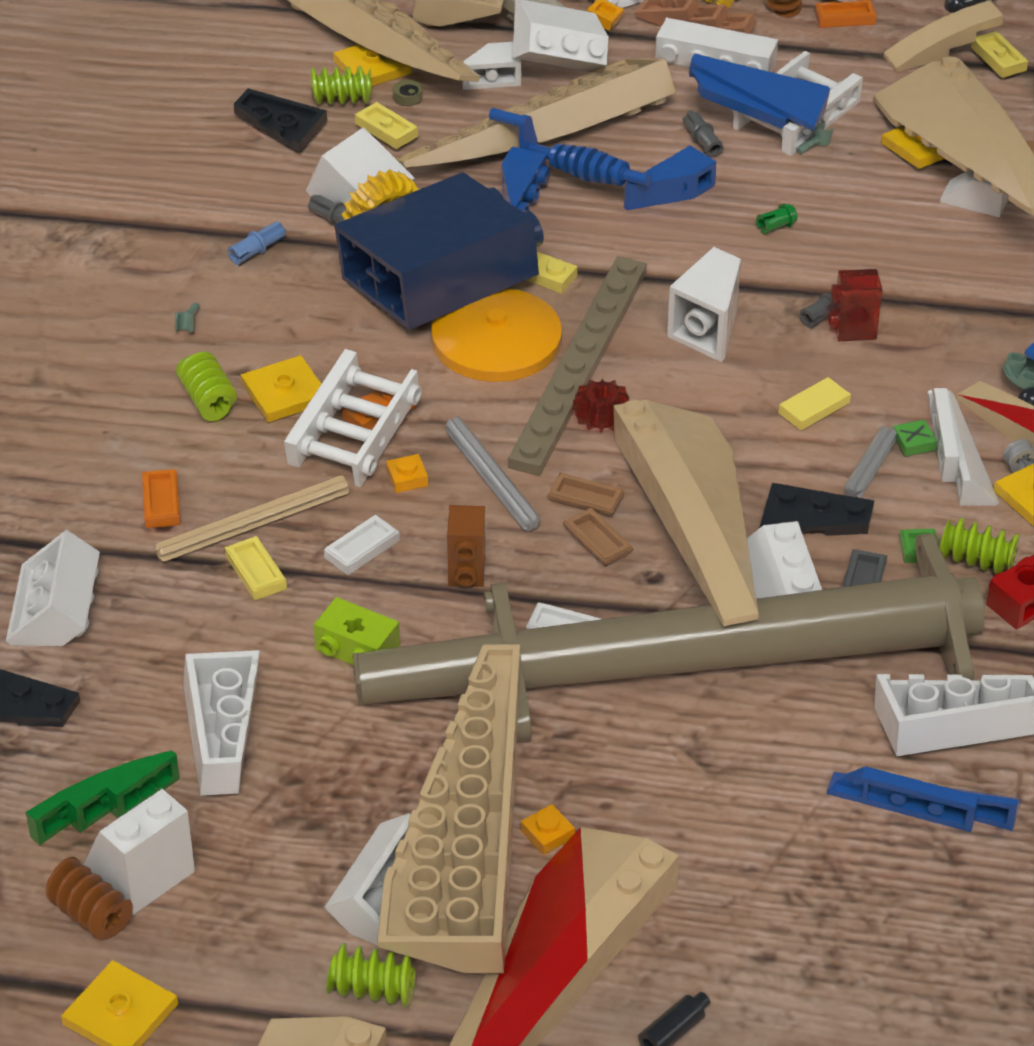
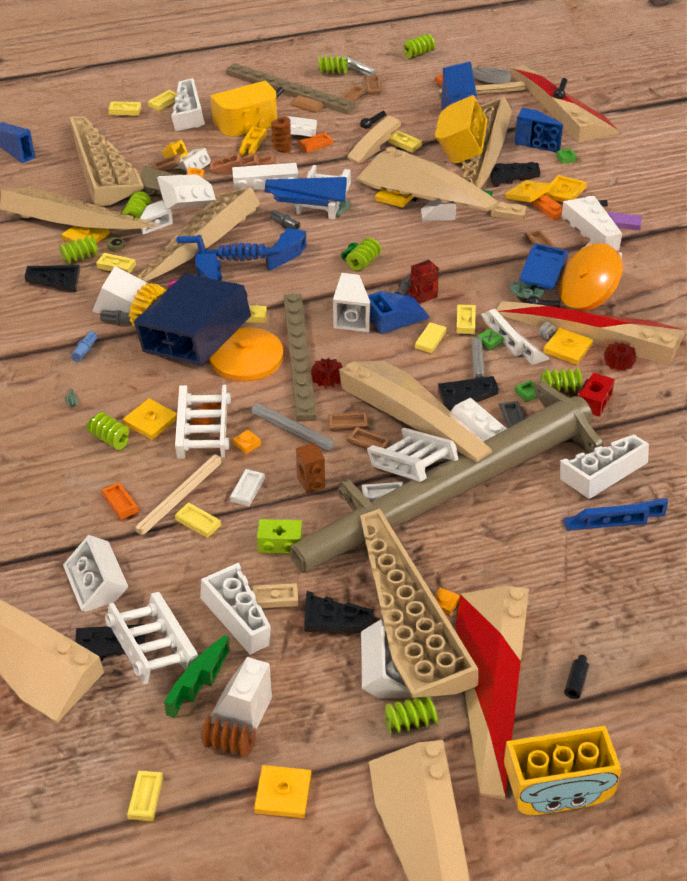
camera: 25 degrees left, 0 degrees up
(103, 703) = (165, 623): none -> white fence
(292, 722) = (276, 595): none -> tan plate
(358, 785) = (331, 616): none -> black wing
(474, 37) = (137, 204): none -> lime piece
(637, 579) = (412, 466): none -> white fence
(779, 338) = (394, 311): none -> blue slope
(791, 228) = (363, 254): none -> lime piece
(893, 391) = (466, 319): none -> light yellow plate

